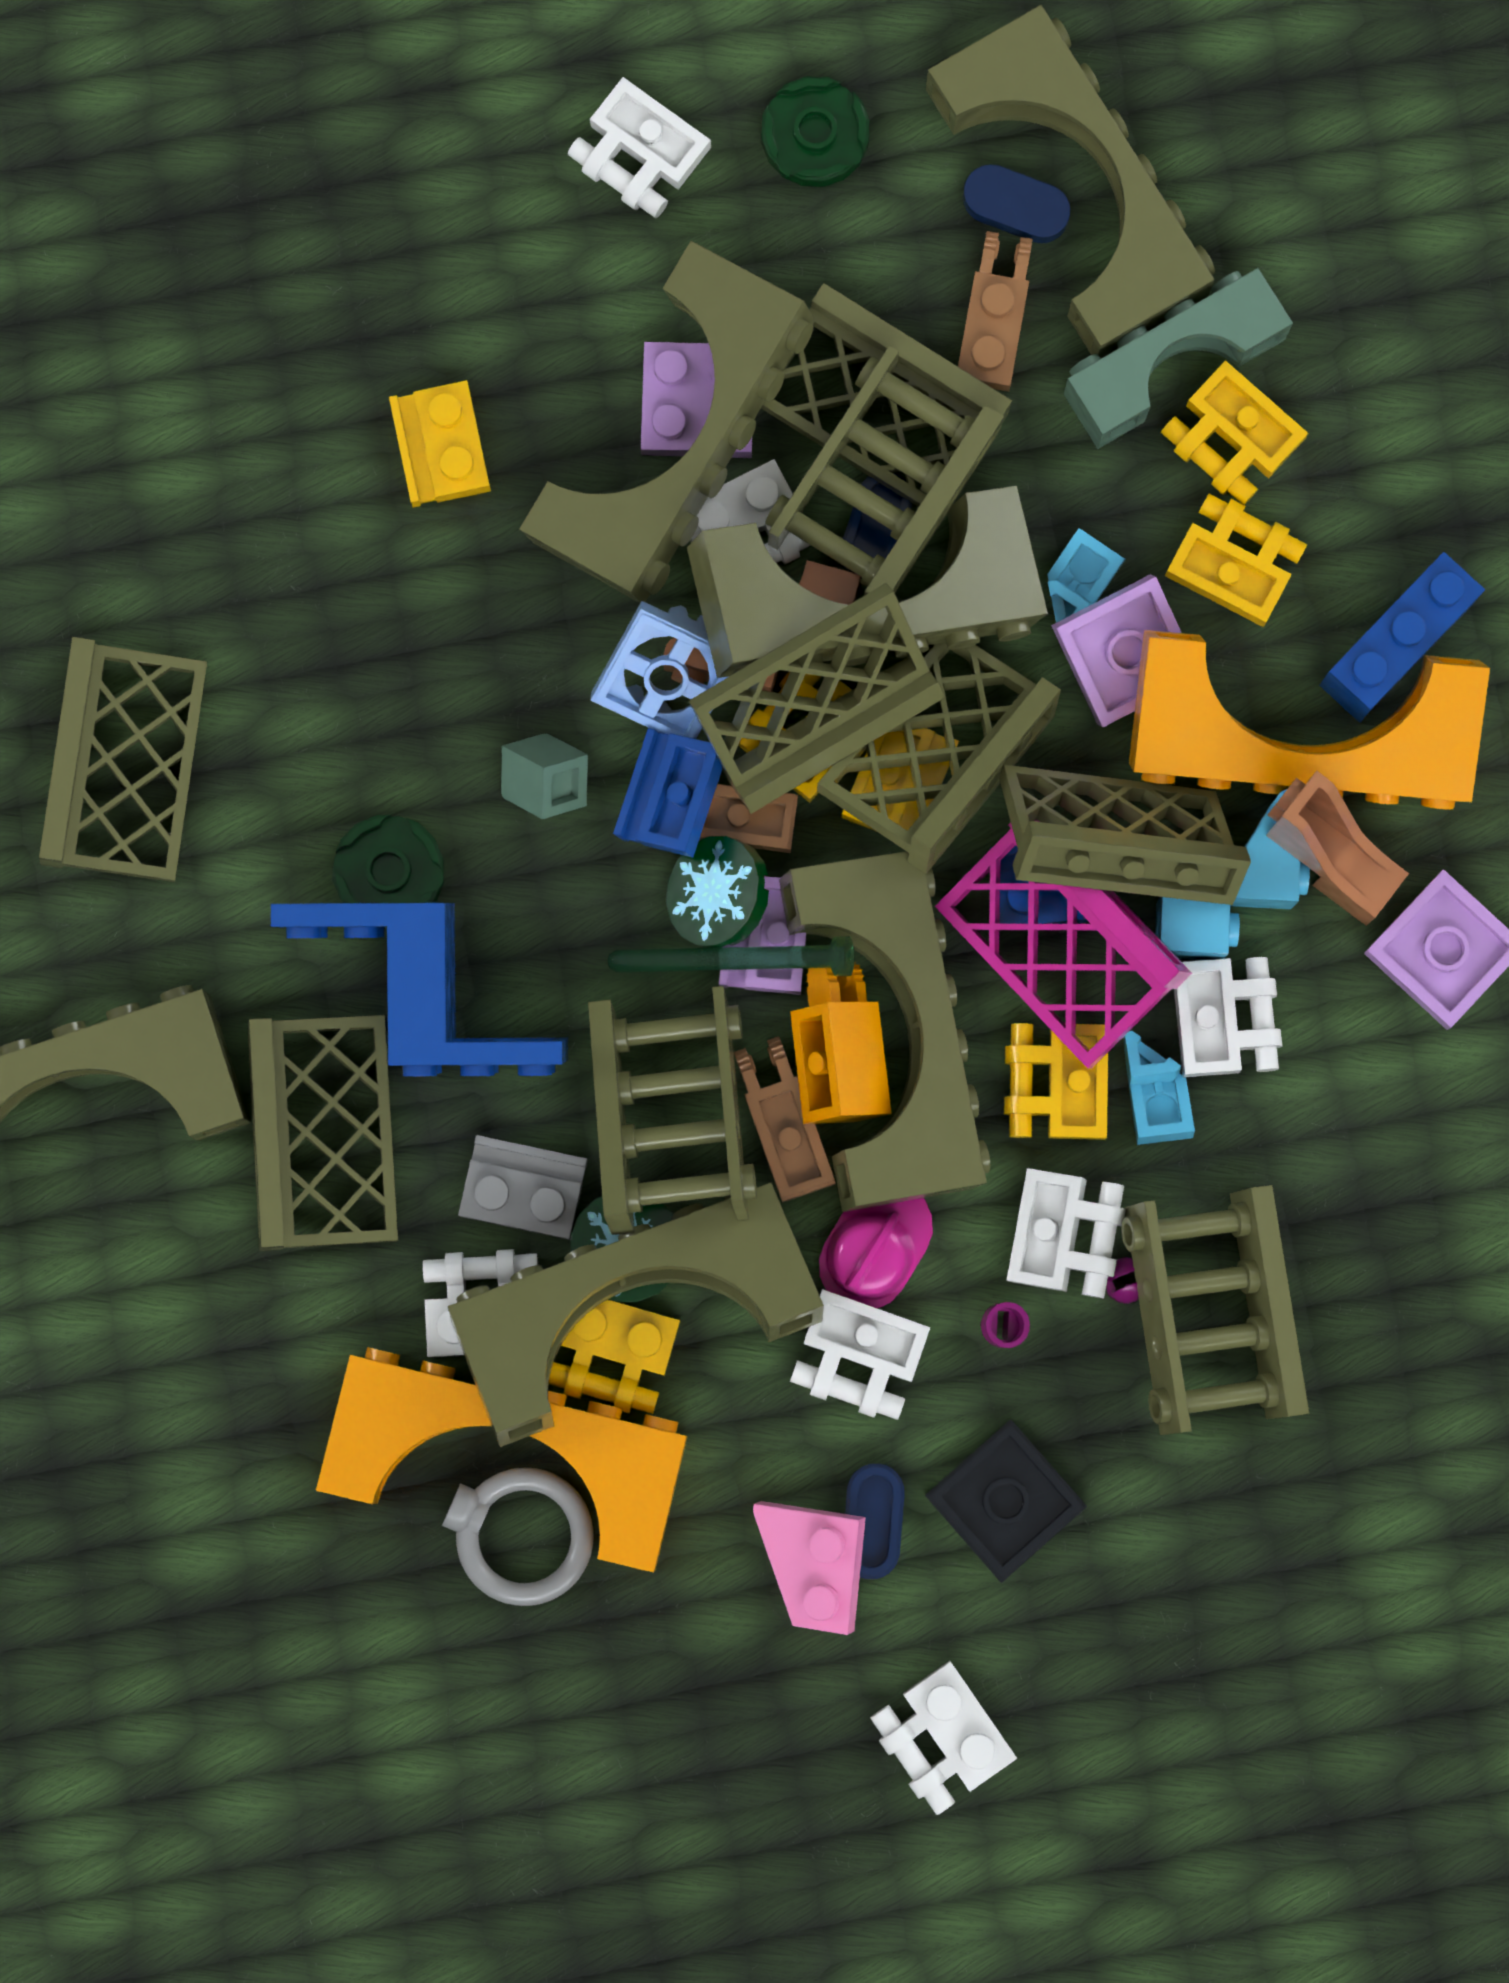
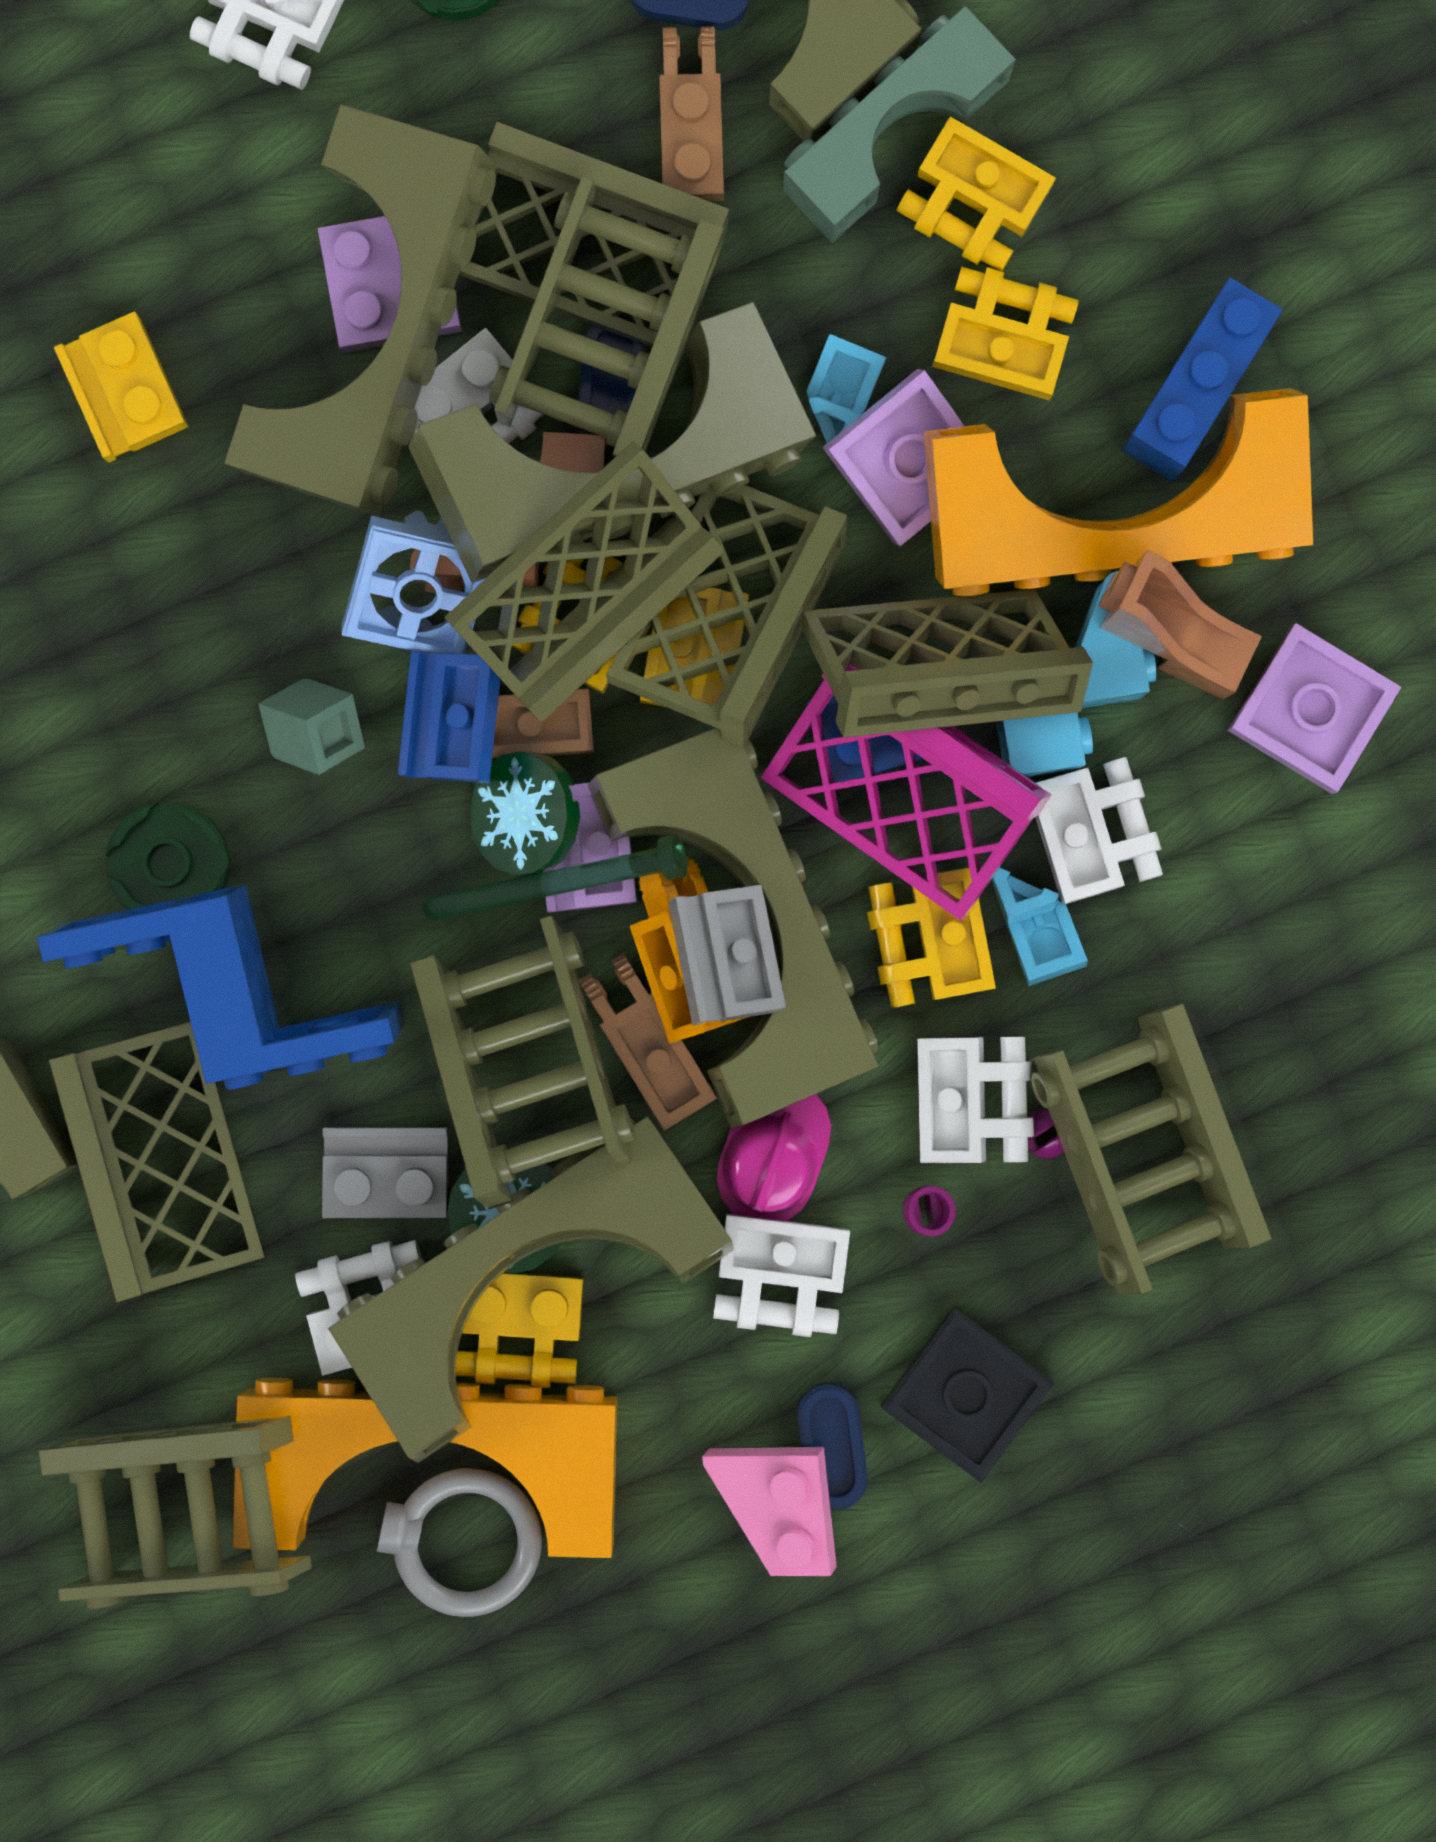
camera: 15 degrees left, 5 degrees up
(251, 1393) = (194, 1454): none -> olive fence
(872, 1052) = (727, 954): none -> light grey plate
(959, 1728) = (967, 1642): white plate -> none

